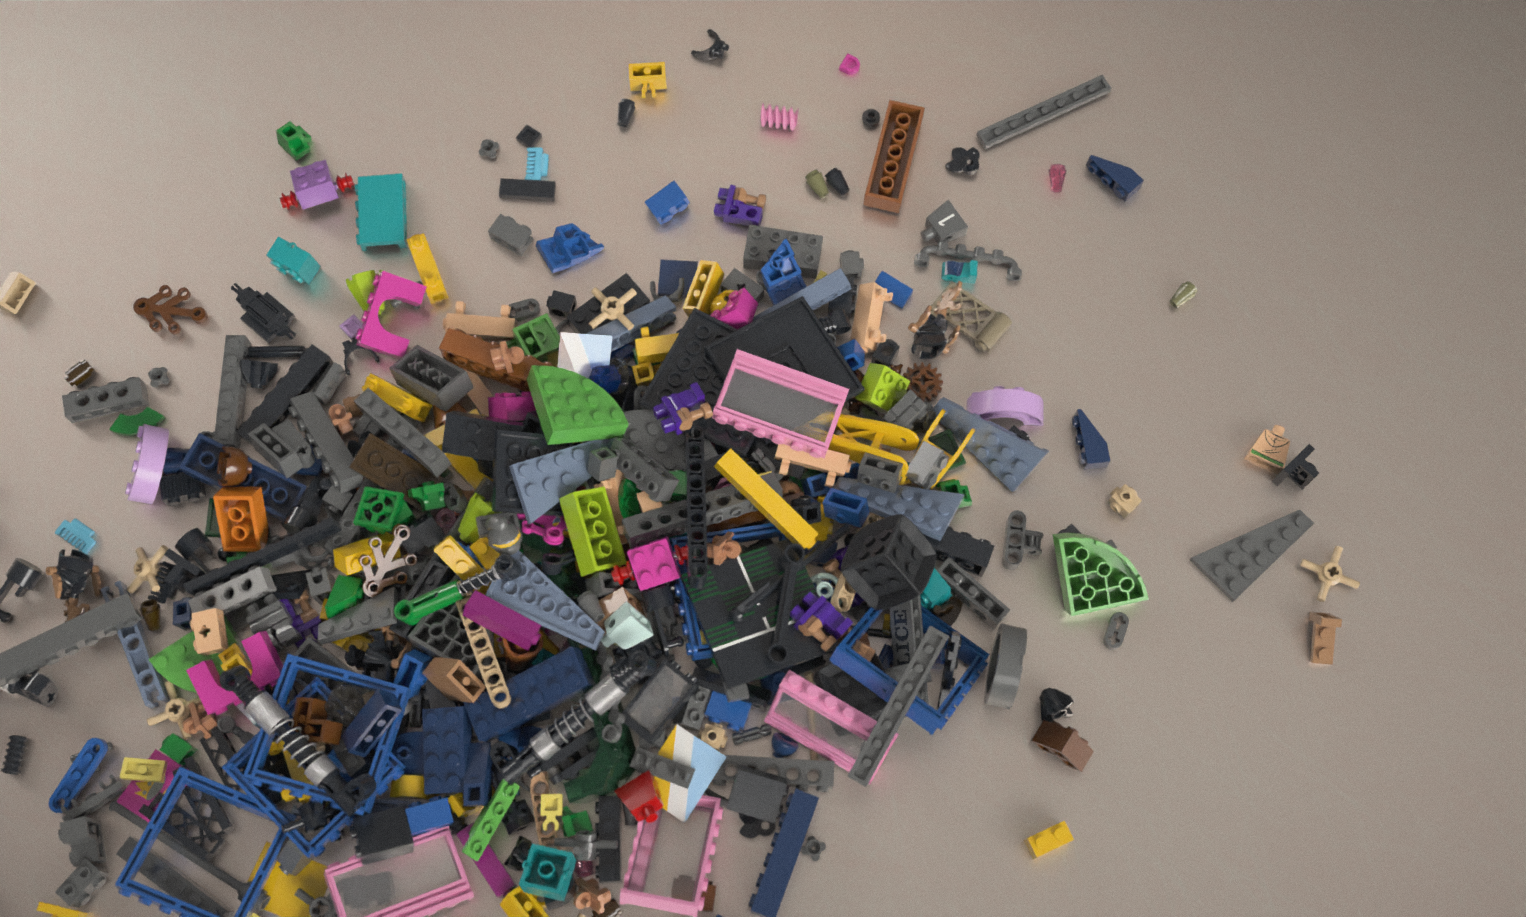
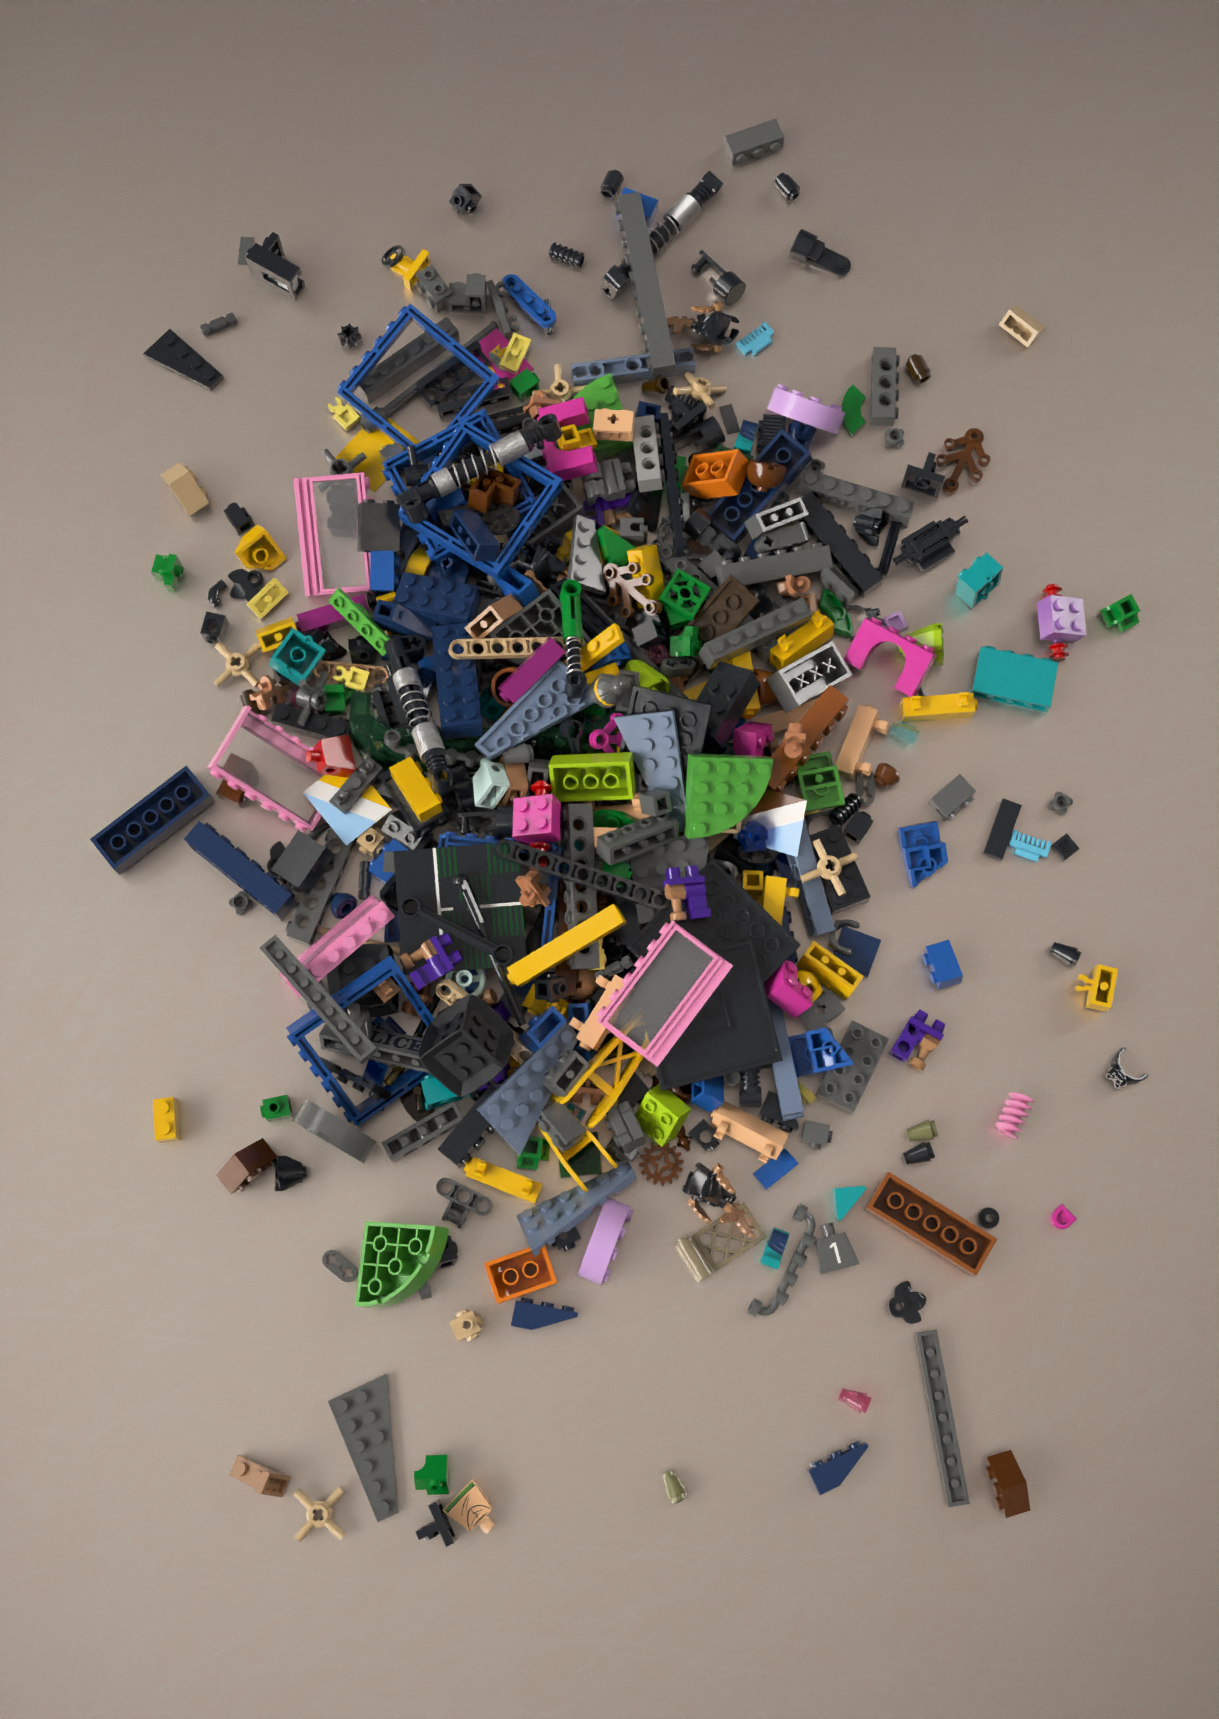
camera: 110 degrees right, 5 degrees up
(171, 536) = (729, 419): none -> dark grey window
(190, 512) = (746, 436): none -> leg
(197, 335) = (924, 480): none -> black bracket
(355, 380) = (837, 613): none -> green tile
(460, 289) = (904, 732): none -> clear light blue brick
(506, 293) = (886, 775): none -> reddish brown cone
(558, 319) = (841, 814): none -> black piece
(654, 696) = (416, 789): none -> yellow brick
(898, 227) = (845, 1198): none -> teal slope
(987, 507) = (503, 1180): none -> yellow brick
(999, 738) = (276, 1108): none -> green brick
(1064, 468) = (520, 1274): none -> orange brick
(1074, 48) = (1008, 1484): none -> reddish brown brick
(1257, 485) = (433, 1475): none -> green brick

